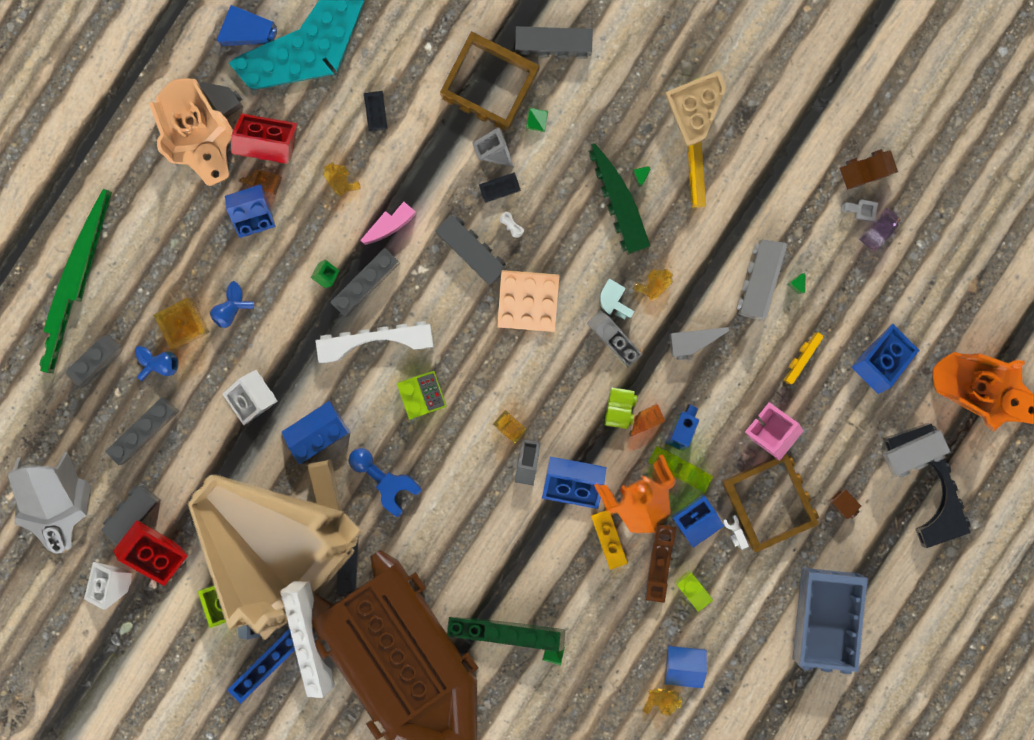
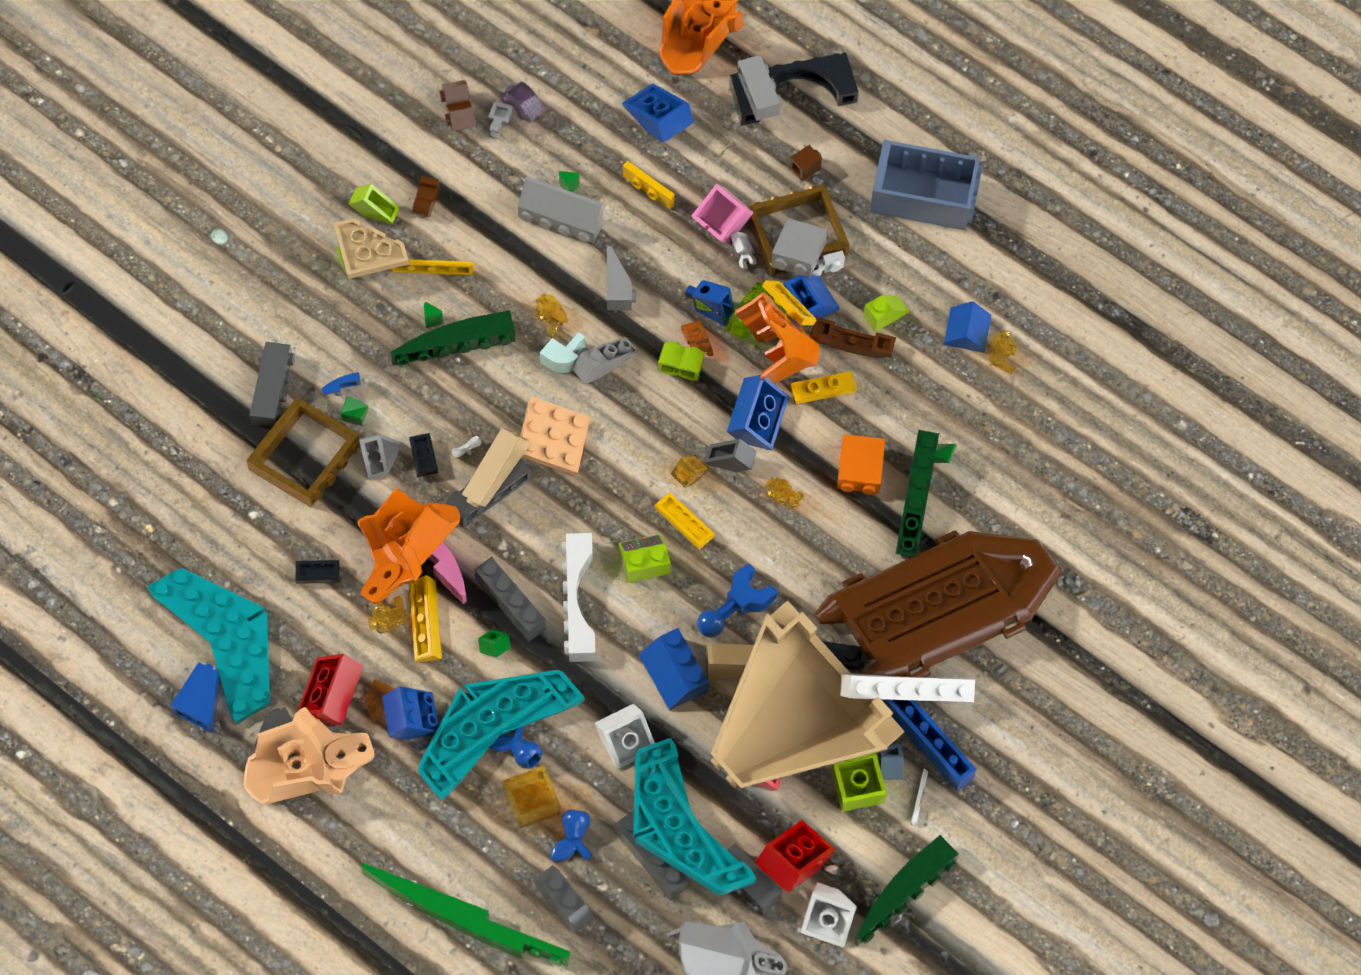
camera: 90 degrees left, 25 degrees down
(138, 648) = (907, 885): none -> dark green slope
(153, 453) = (670, 829): none -> teal wing
(224, 653) = (917, 807): none -> white piece
(246, 267) = (496, 709): none -> teal wing
(342, 211) = (425, 619): none -> yellow slope
(405, 184) = (401, 540): none -> orange piece
(460, 427) = (684, 520): none -> yellow plate
(480, 254) = (495, 467): none -> tan slope
(497, 511) = (781, 492): none -> clear yellow piece
(531, 580) = (861, 464): none -> orange brick
(556, 99) = (342, 382): none -> blue slope
(681, 503) = (785, 299): none -> yellow plate
(740, 506) = (798, 247): none -> light grey brick
(745, 453) = (743, 246): none -> white plate
(752, 106) = (373, 204): none -> lime slope
(765, 153) = (426, 196): none -> reddish brown leg

